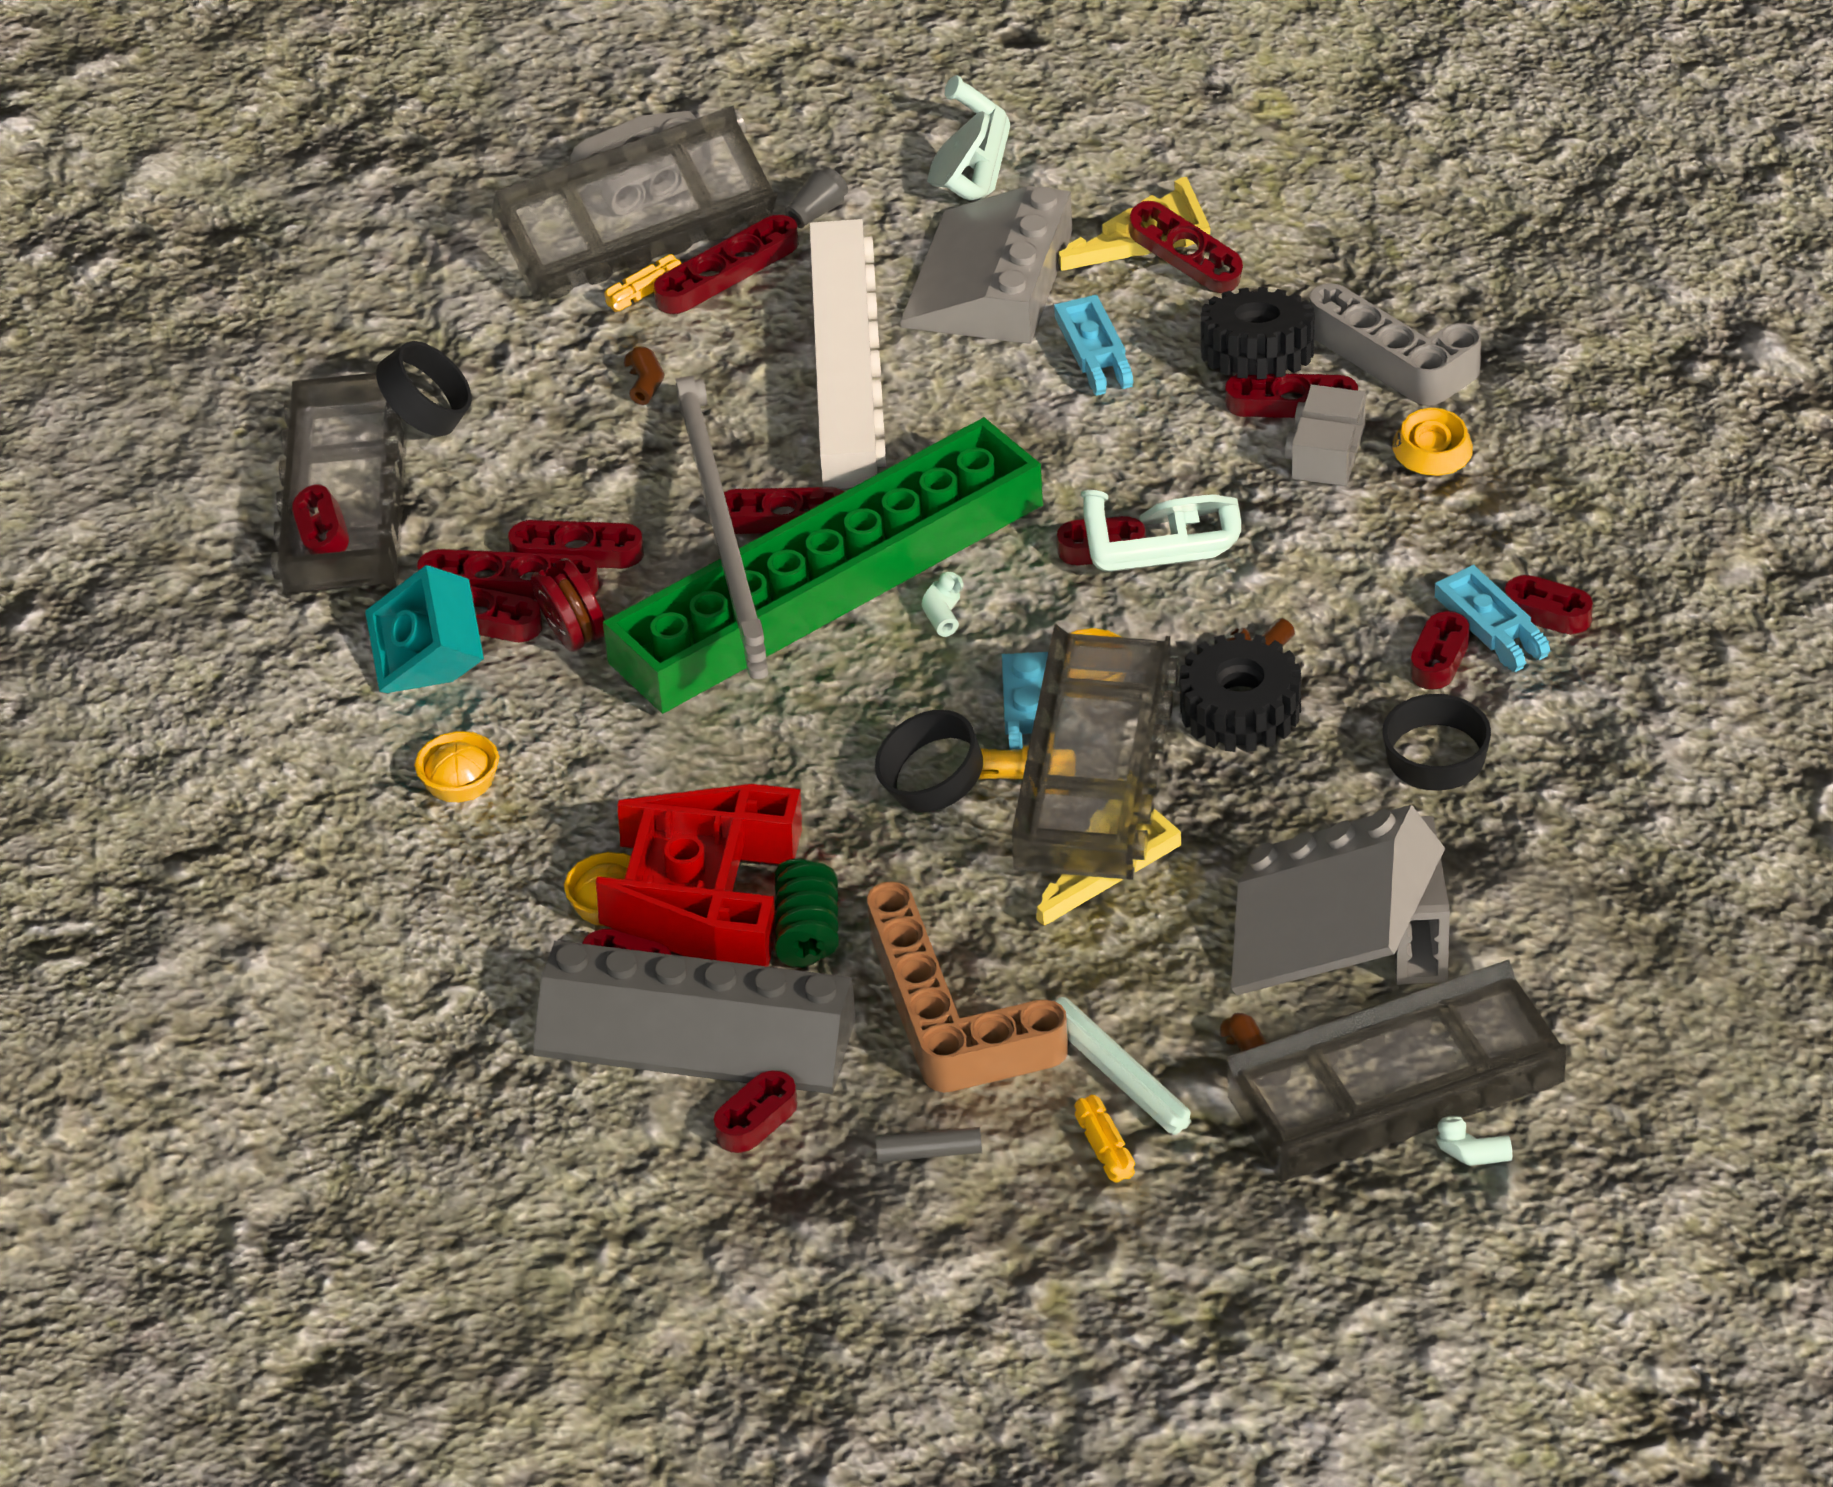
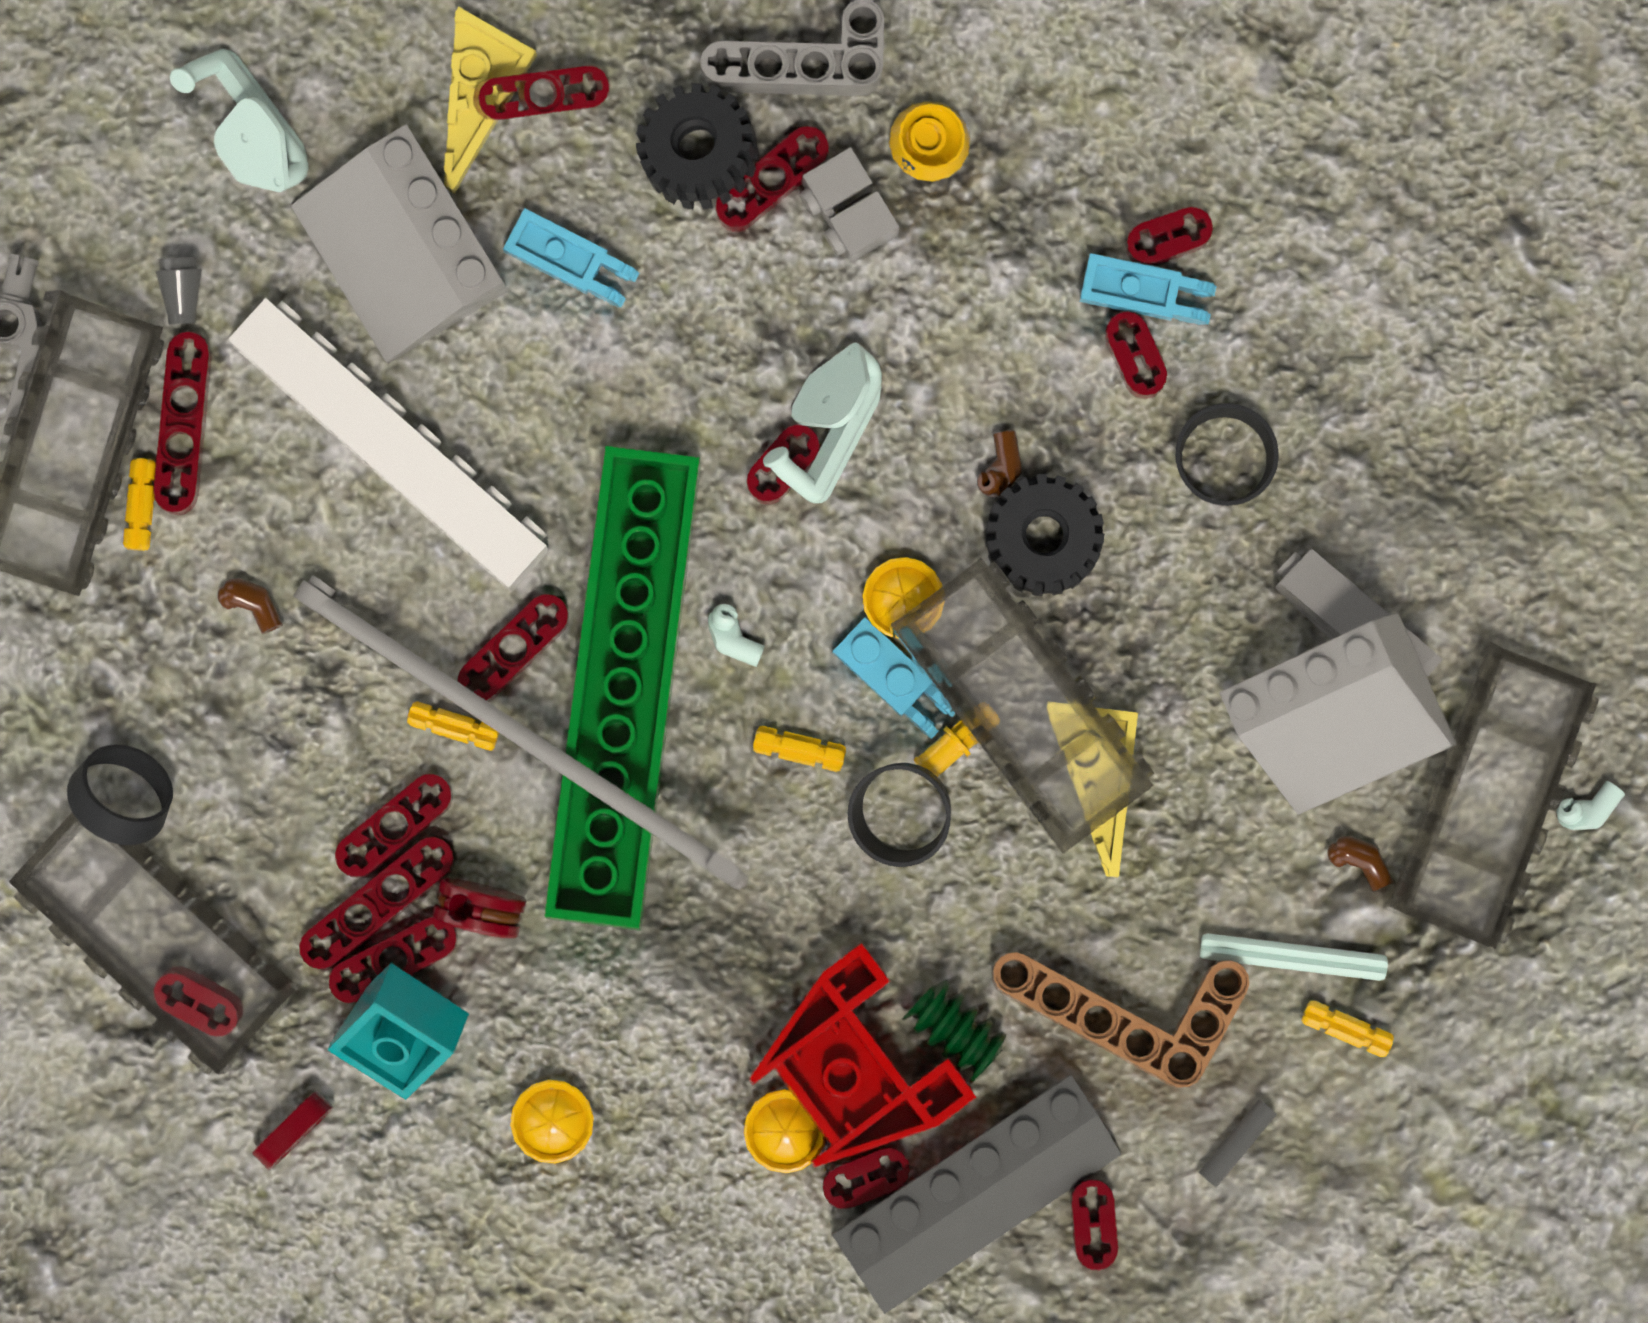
camera: 50 degrees left, 40 degrees up
(283, 643) = (292, 1130): none -> dark red beam
(687, 521) = (452, 725): none -> yellow axle
(903, 687) = (799, 748): none -> yellow axle

